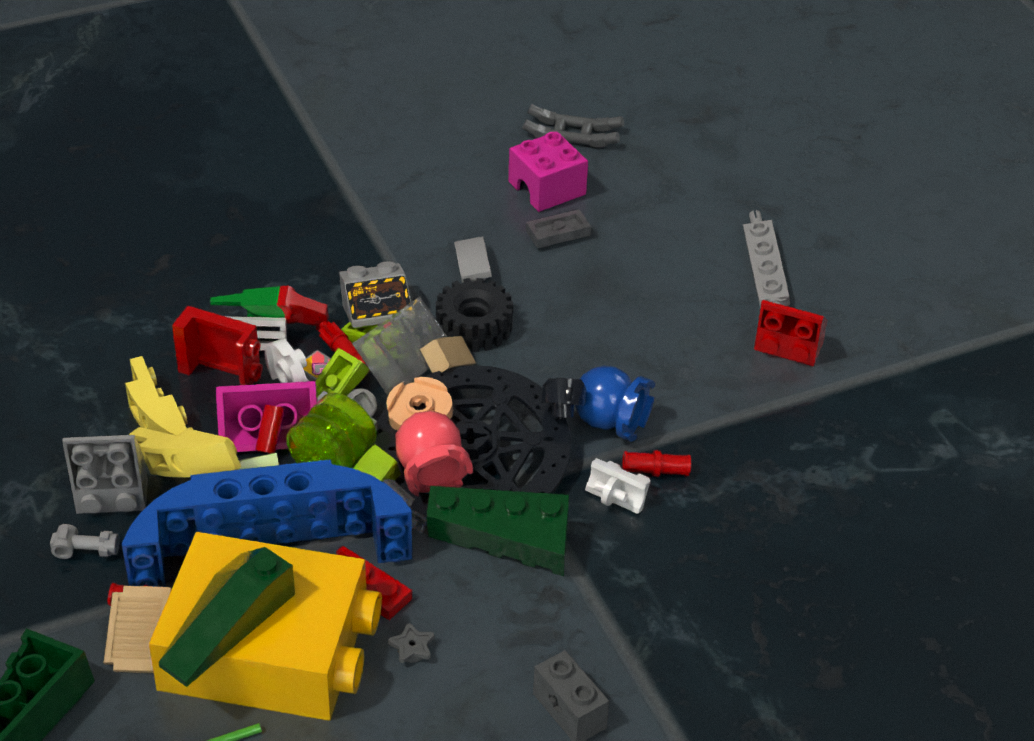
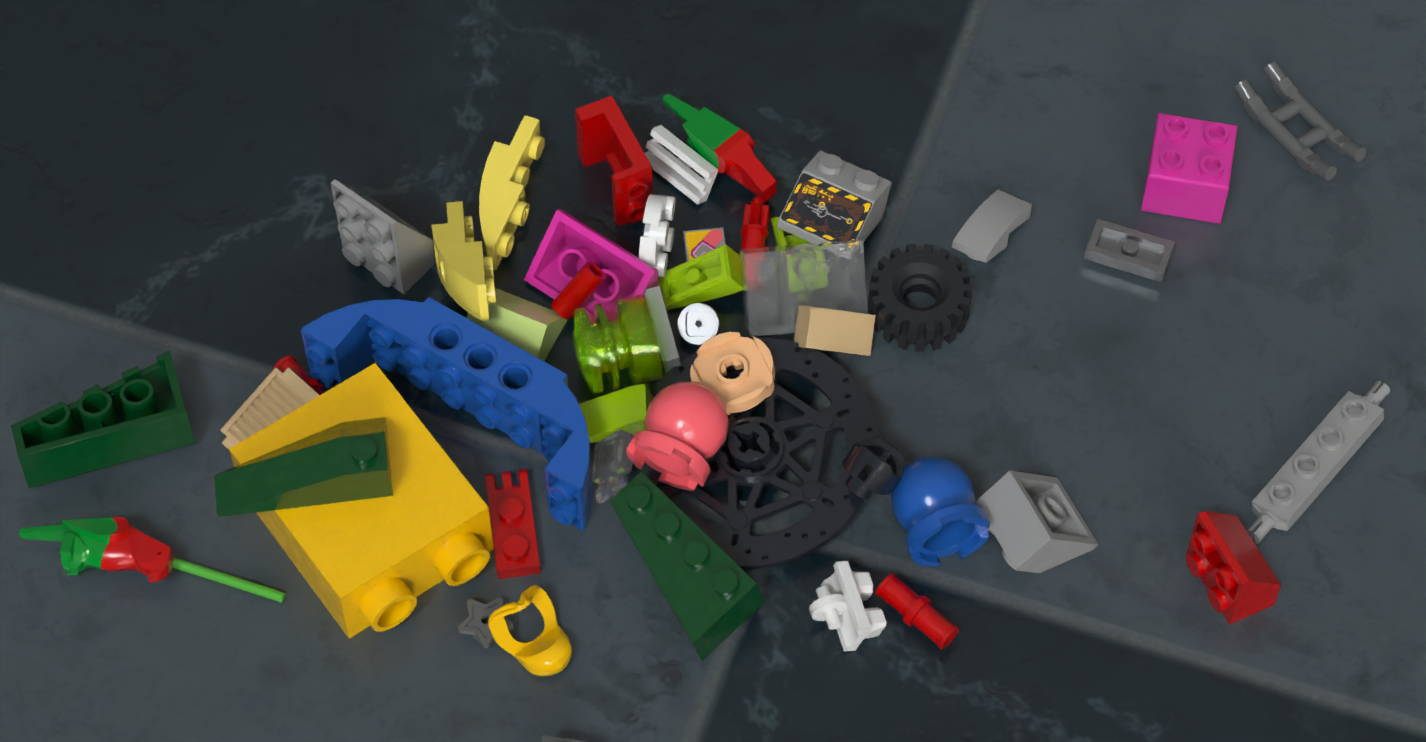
camera: 45 degrees right, 15 degrees up
(67, 539) = (302, 278): light grey bar -> none
(469, 634) = (546, 653): none -> yellow piece
(673, 380) = (1035, 522): none -> light grey slope

